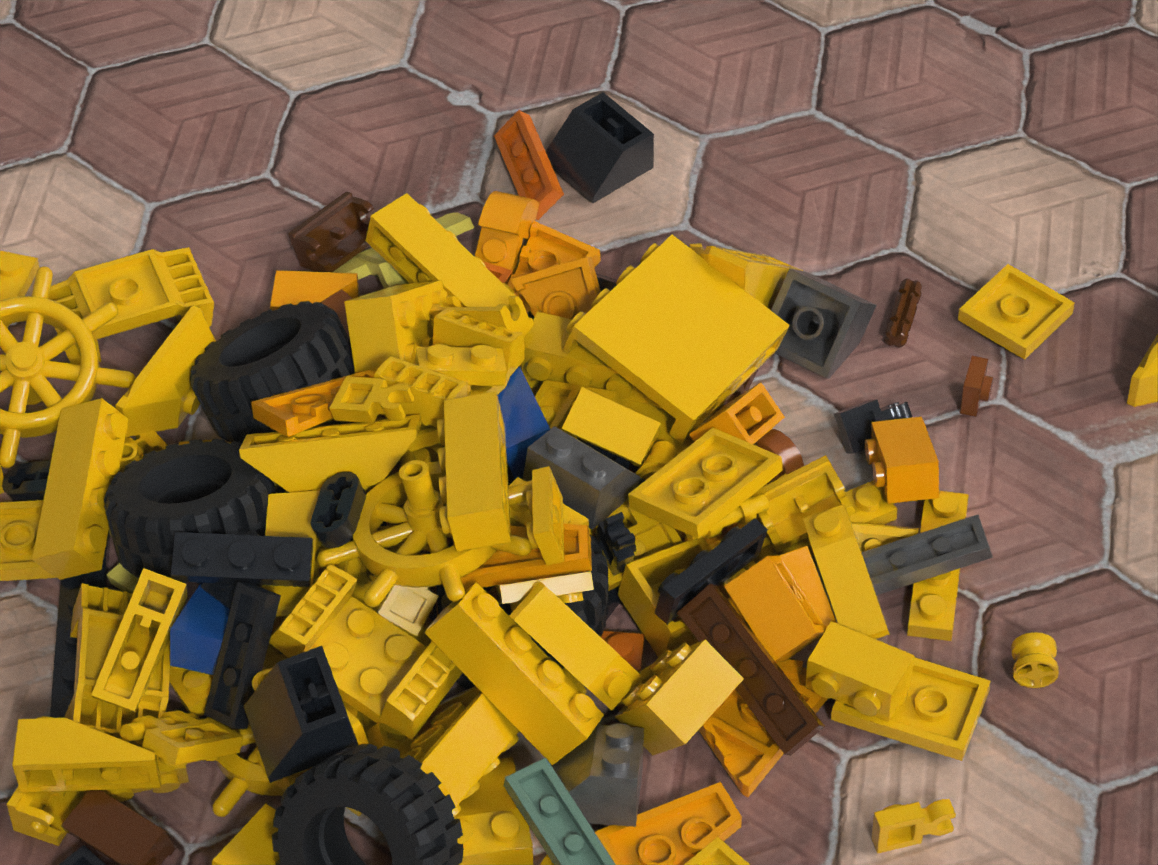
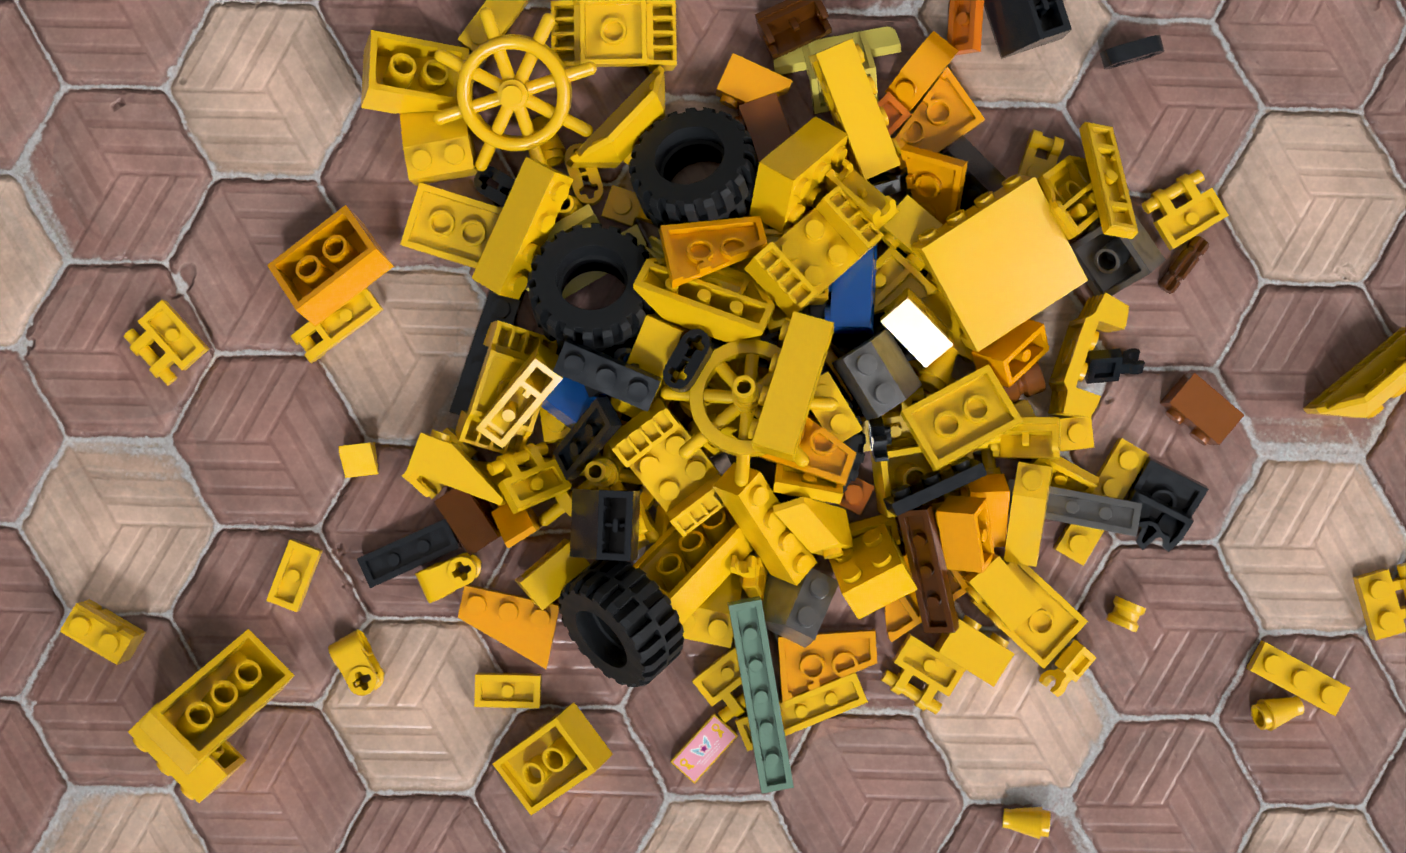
camera: 20 degrees right, 40 degrees up
(186, 811) = (515, 526): none -> light orange slope
(364, 398) = (739, 276): yellow plate -> none
(474, 365) = (824, 254): yellow plate -> none
(515, 743) = (752, 575): none -> yellow plate
(546, 508) = (832, 429): yellow plate -> none
(736, 151) = (1132, 52): none -> black beam
(767, 245) = (1108, 180): none -> yellow plate
(810, 803) = (929, 666): none -> yellow plate
(829, 385) = (1101, 314): none -> yellow plate
(861, 763) = (975, 651): none -> yellow brick
(882, 270) = (1190, 218): none -> yellow plate
(903, 460) = (1117, 415): light orange brick -> none
(906, 824) = (977, 707): yellow plate -> none
(976, 386) = (1202, 360): dark orange plate -> none
(1000, 736) = (1071, 665): none -> yellow plate
(1003, 429) = (1201, 410): none -> dark orange brick
(1016, 311) = (1266, 299): yellow plate -> none
(1018, 532) = (1167, 503): none -> black plate

